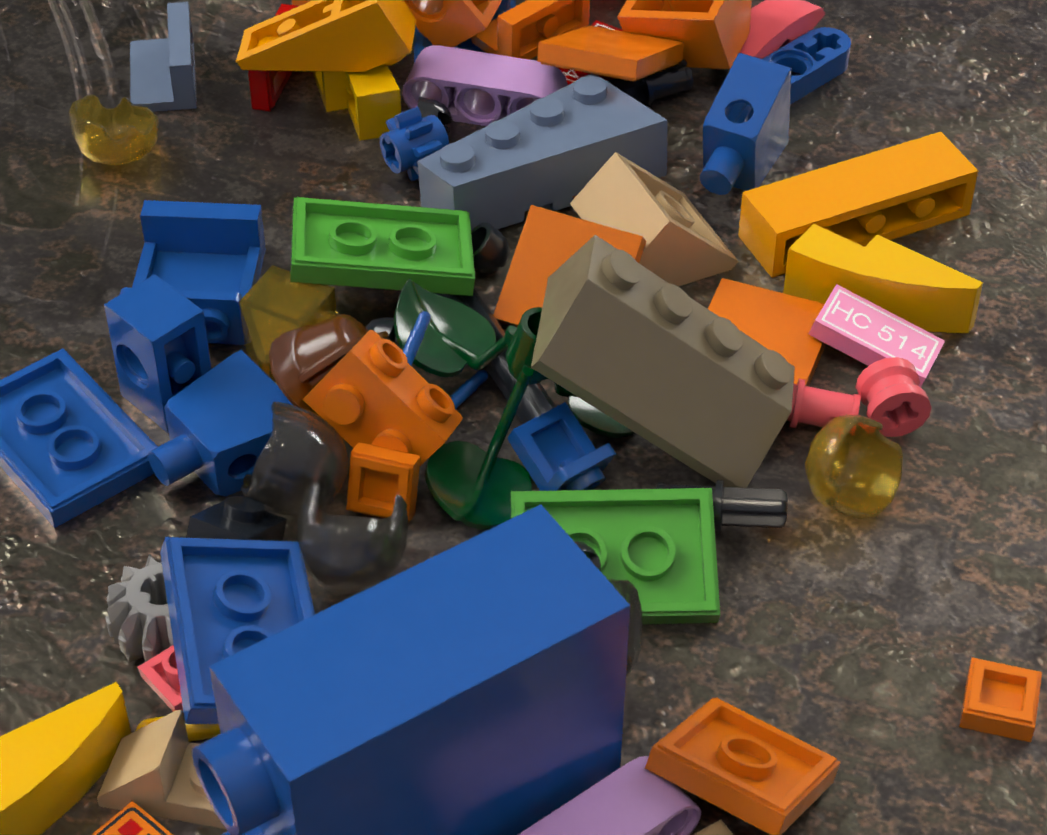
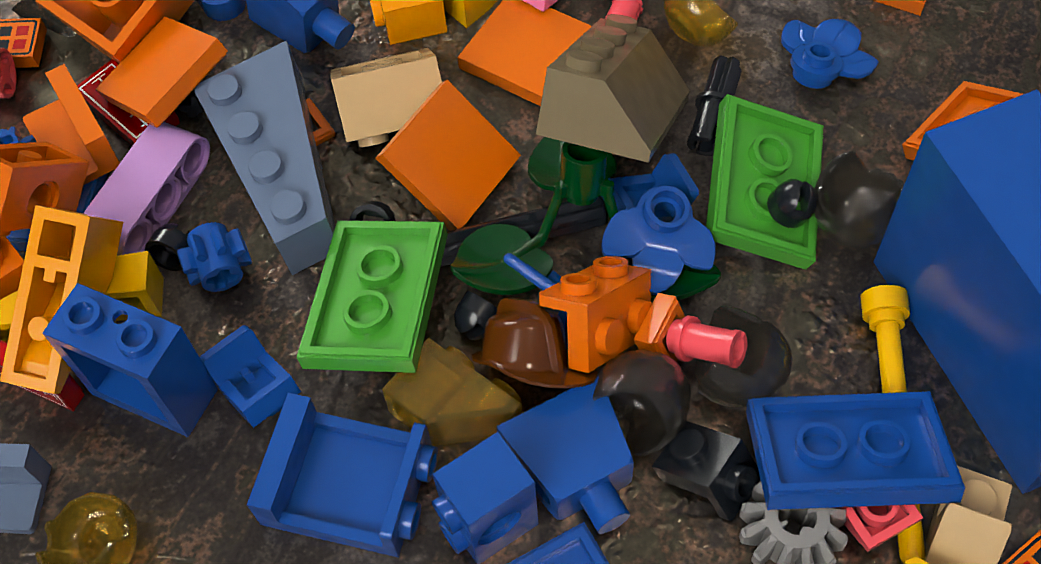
camera: 75 degrees left, 15 degrees up
(272, 98) = (134, 364): none -> blue window
(298, 177) = (248, 375): none -> blue bracket
(368, 500) = (692, 340): none -> coral pin
(487, 454) = (660, 244): none -> blue plate
(845, 613) = (826, 52): none -> blue plate

